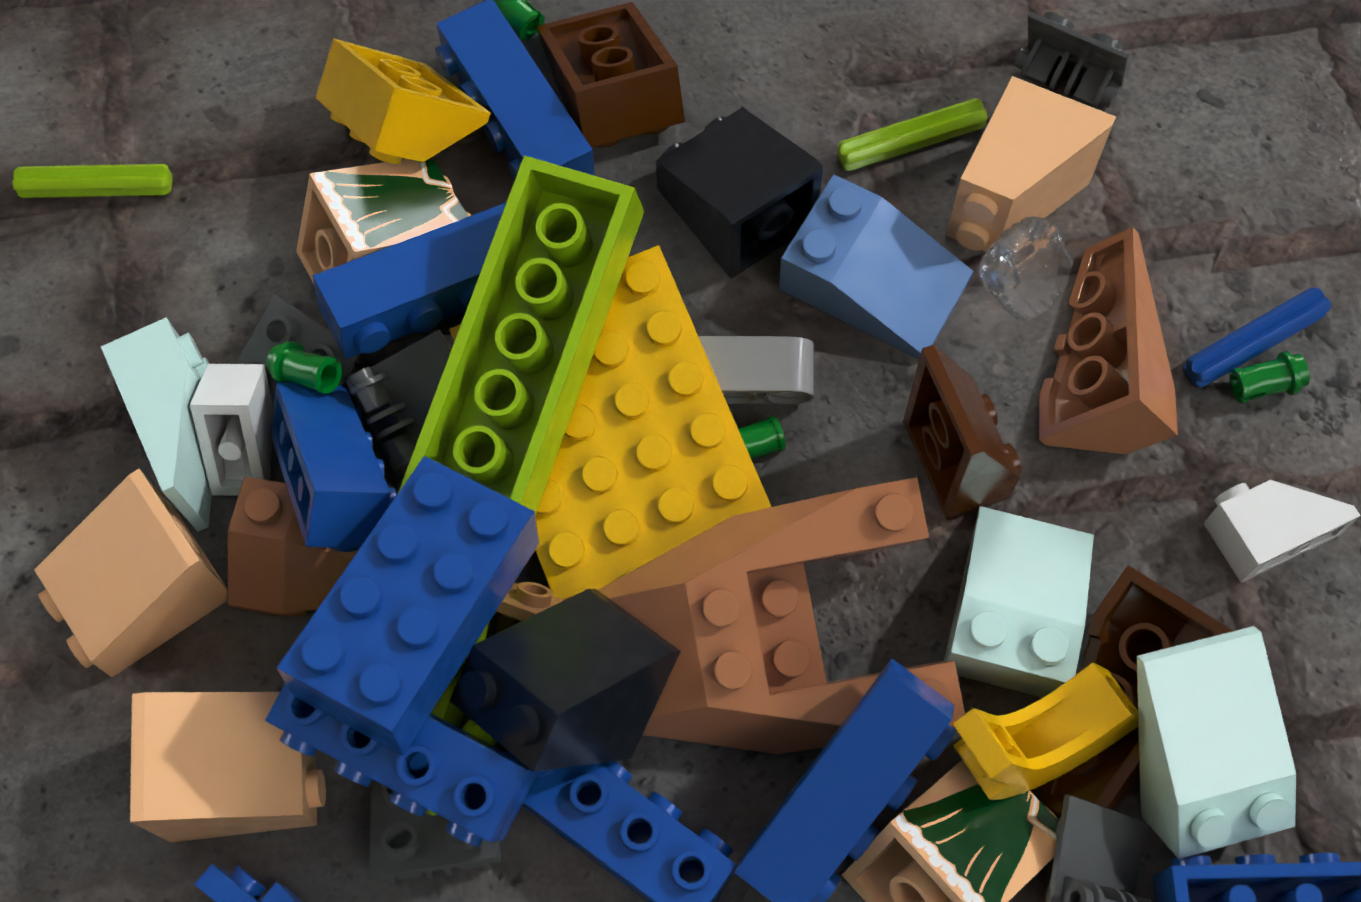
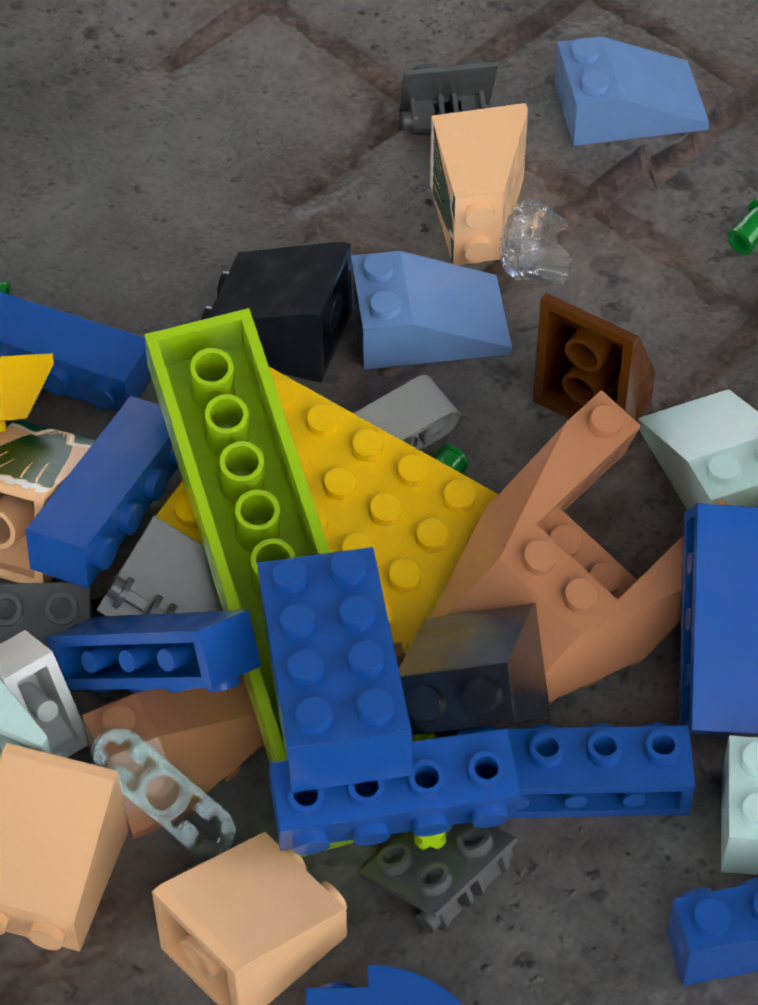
camera: 40 degrees left, 15 degrees down
(244, 615) = (204, 808): none -> clear light blue beam
(293, 364) = (60, 612): green pin -> none
(613, 74) = (111, 284): reddish brown slope -> none
(912, 134) = (376, 206): lime axle -> none
(1113, 365) = (640, 271): nougat wedge -> none
(1256, 337) = (724, 206): blue axle -> none
(1263, 154) = (624, 92): none -> medium blue slope

